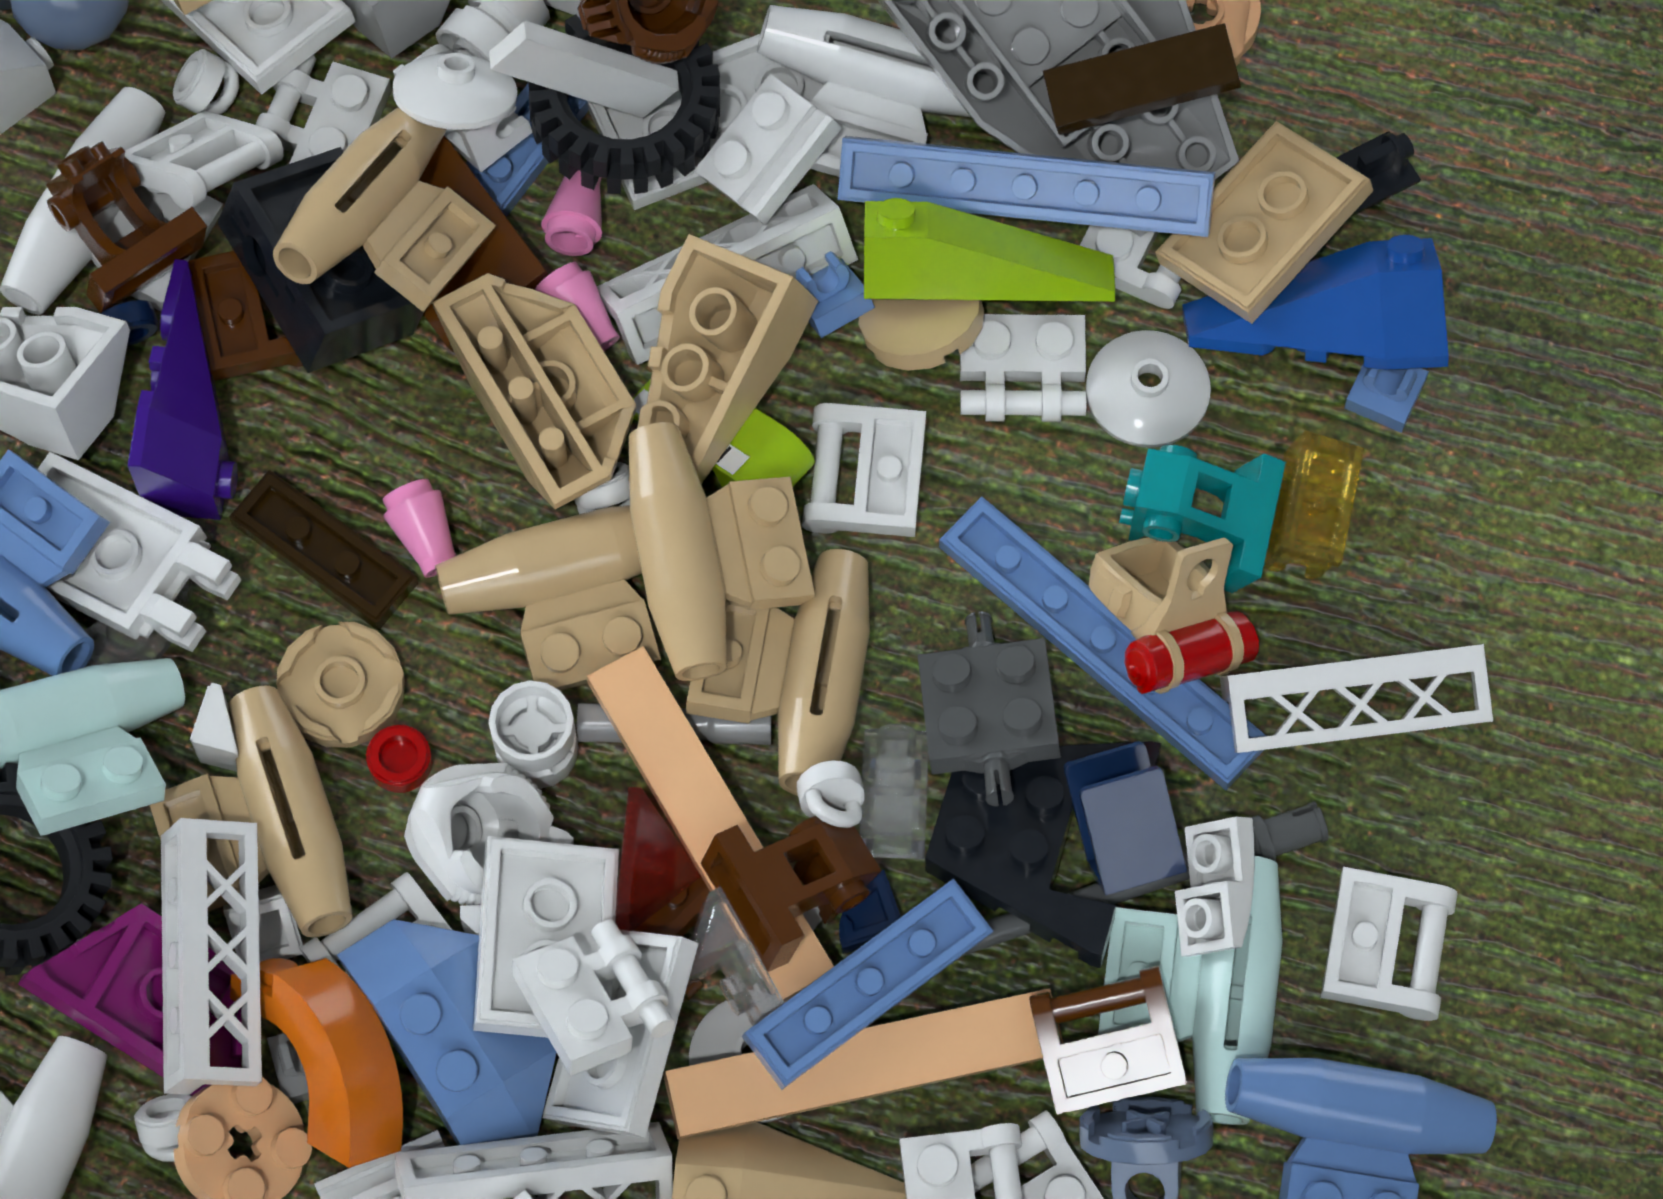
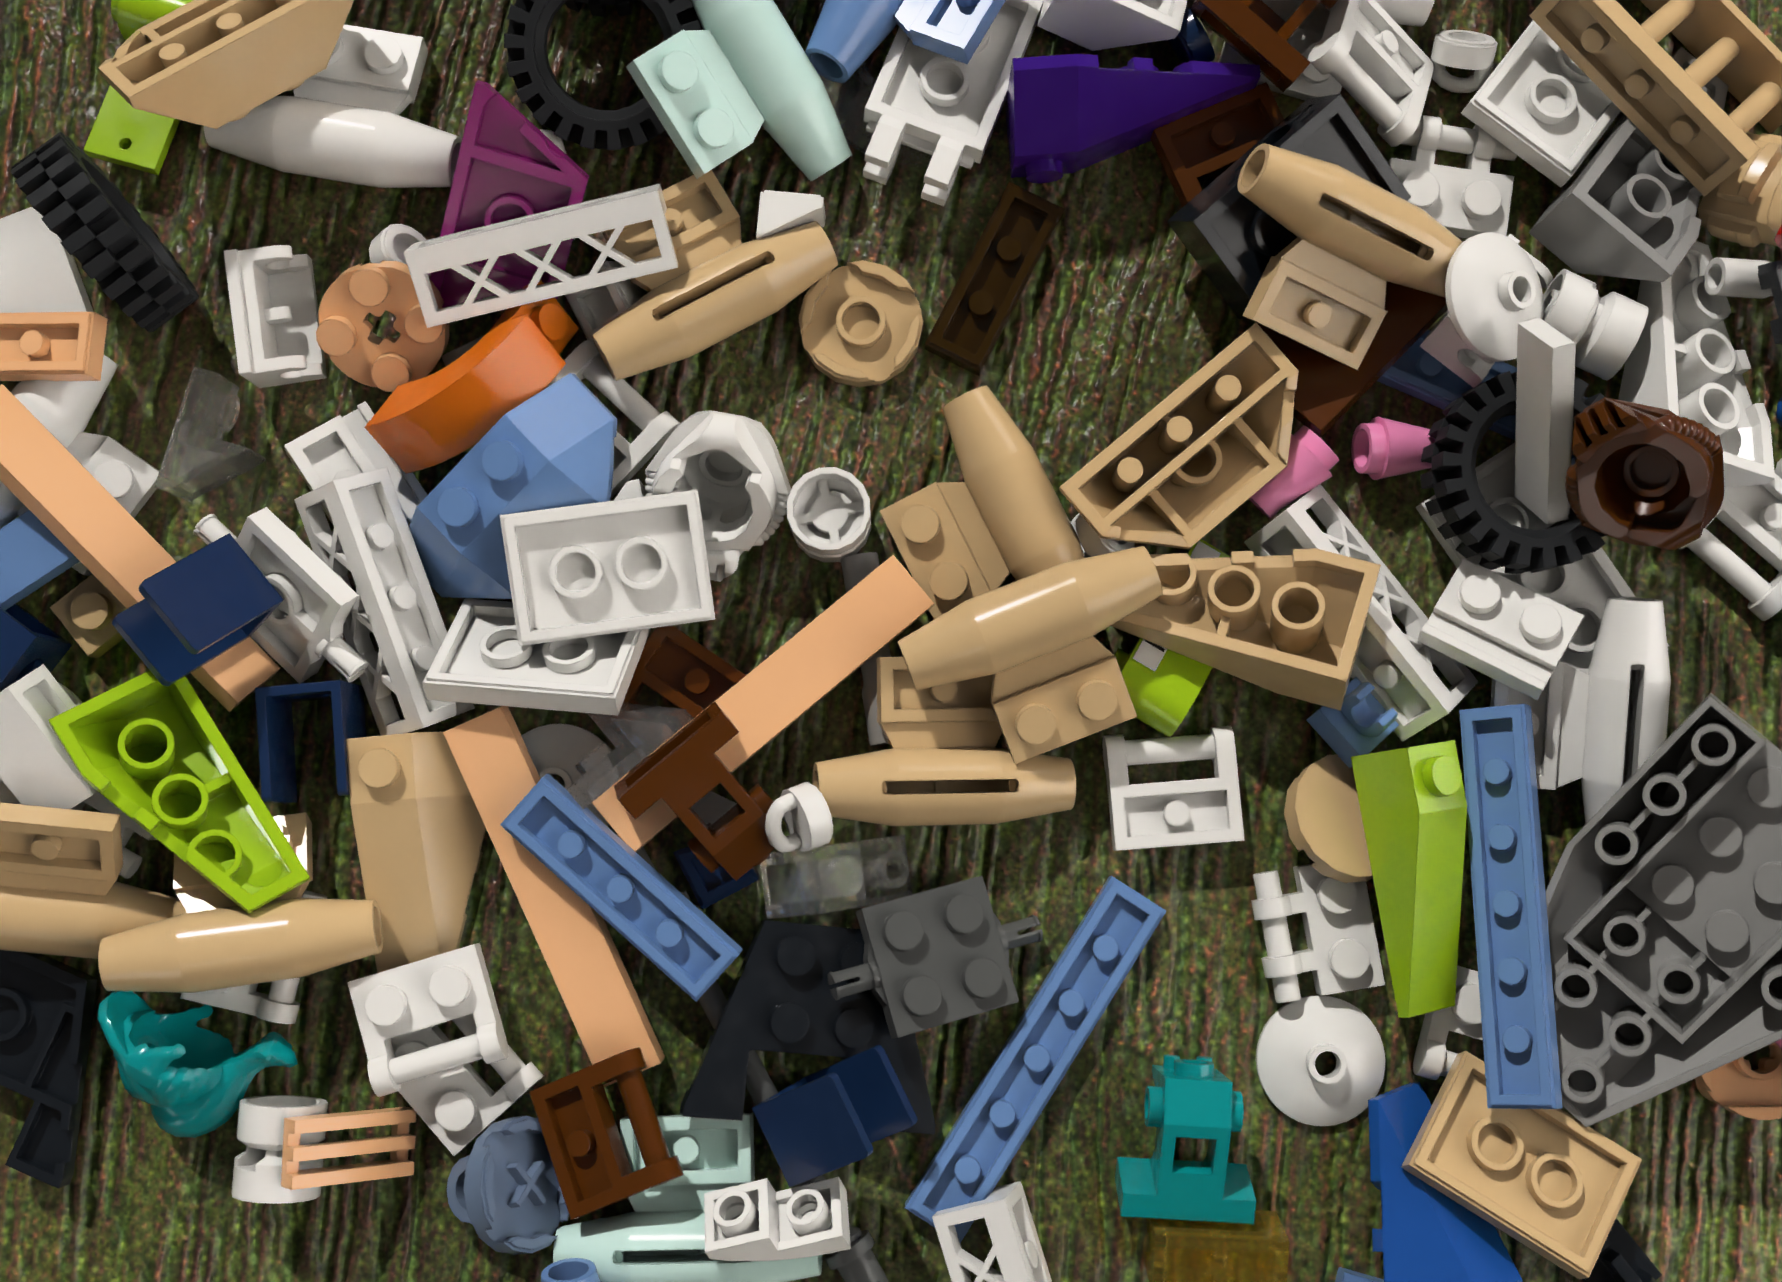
camera: 80 degrees right, 15 degrees up
(399, 758) = (795, 394): red tile -> none
(420, 523) = (1031, 366): bright pink cone -> none
(576, 1009) = (526, 604): white plate -> none
(651, 864) = (710, 652): clear red slope -> none
(1141, 79) = (1654, 1016): dark brown tile -> none
(1173, 611) = (1069, 1128): tan piece -> none

